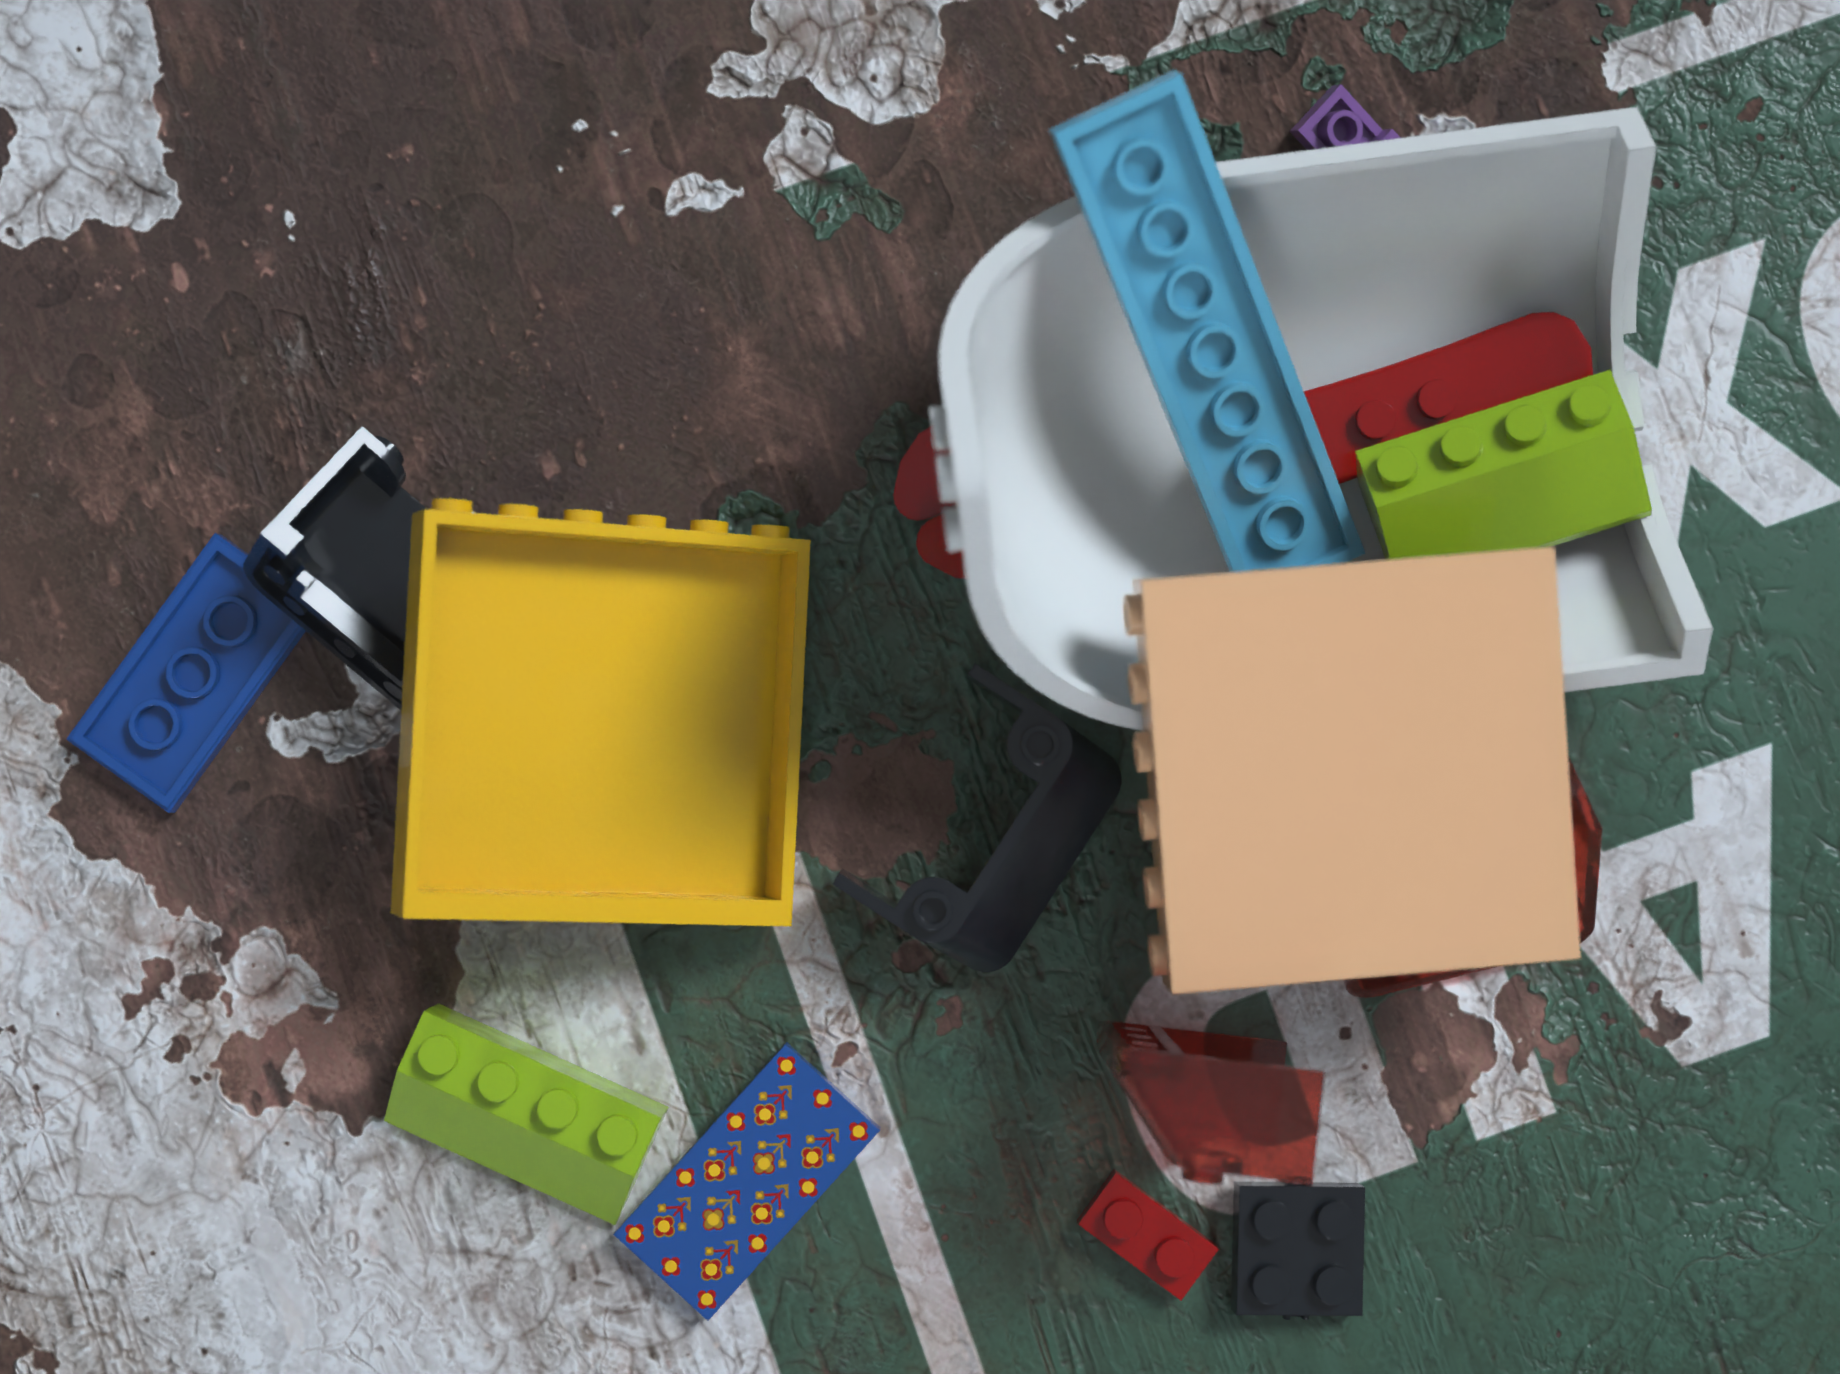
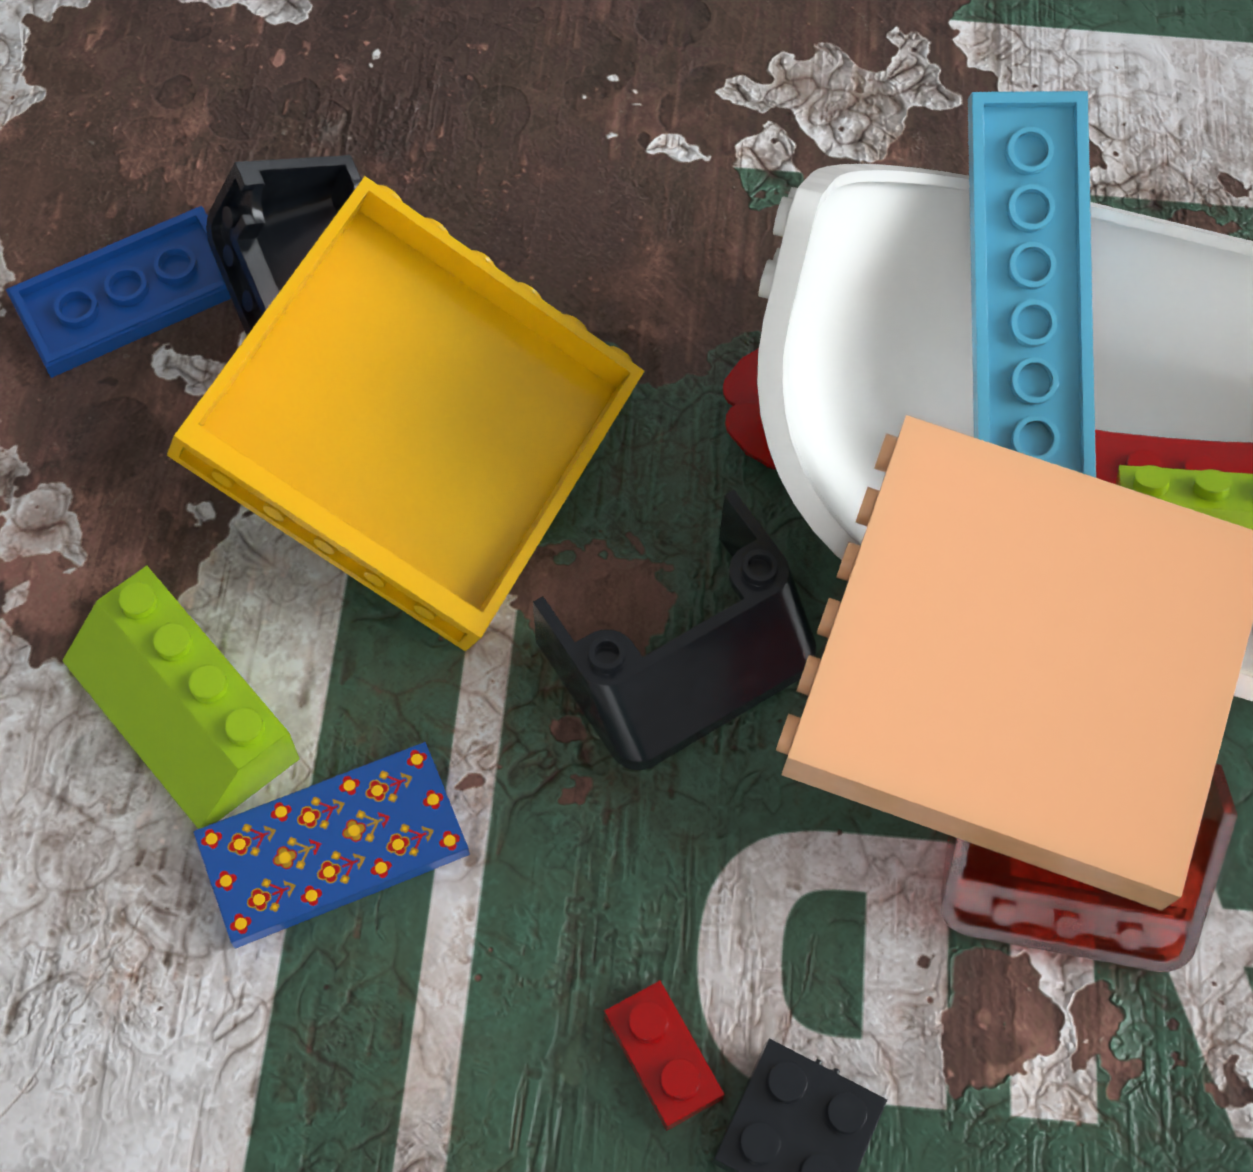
camera: 20 degrees right, 25 degrees down
(1218, 1100) = (782, 896): clear red windscreen -> none

